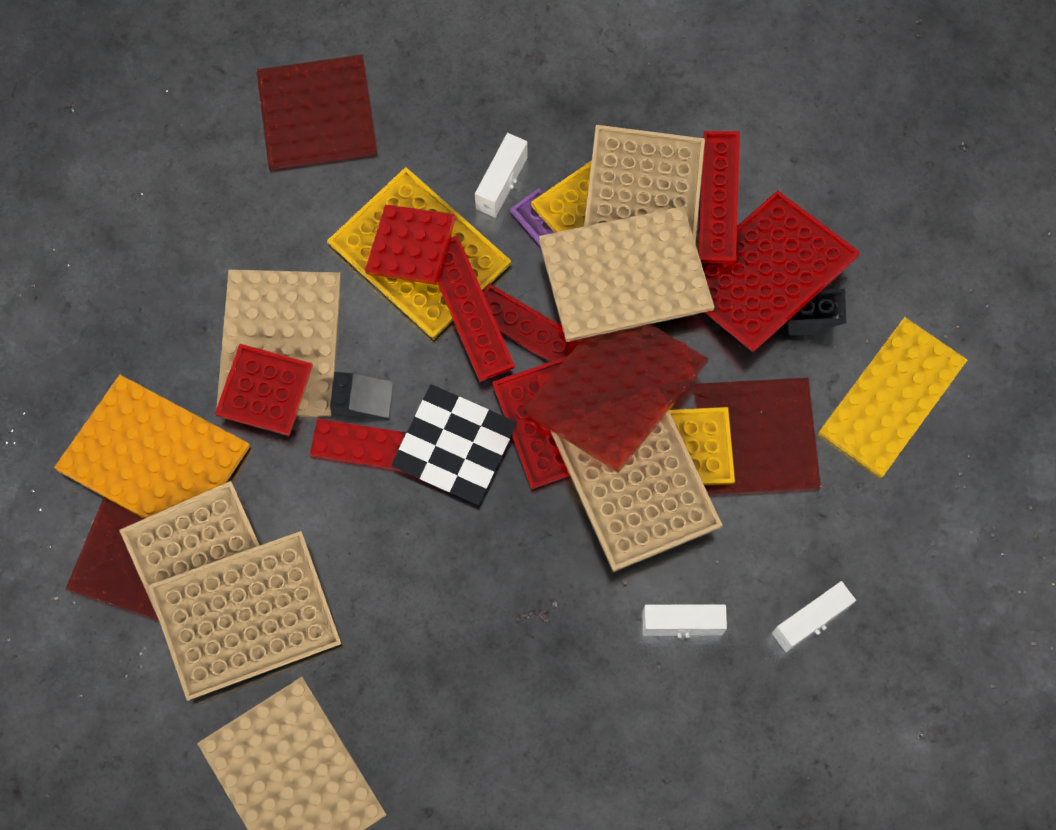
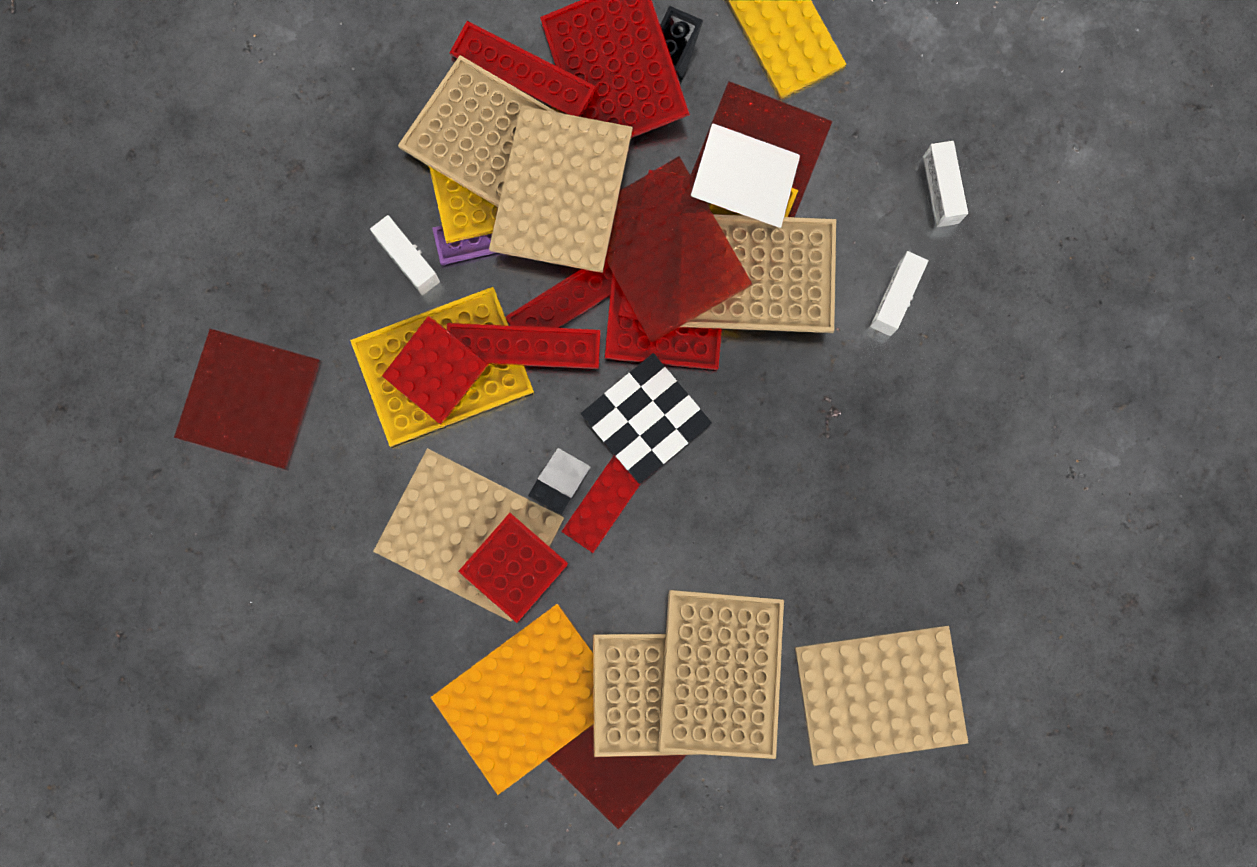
camera: 70 degrees left, 10 degrees up
(722, 427) = (745, 175): none -> white sticker

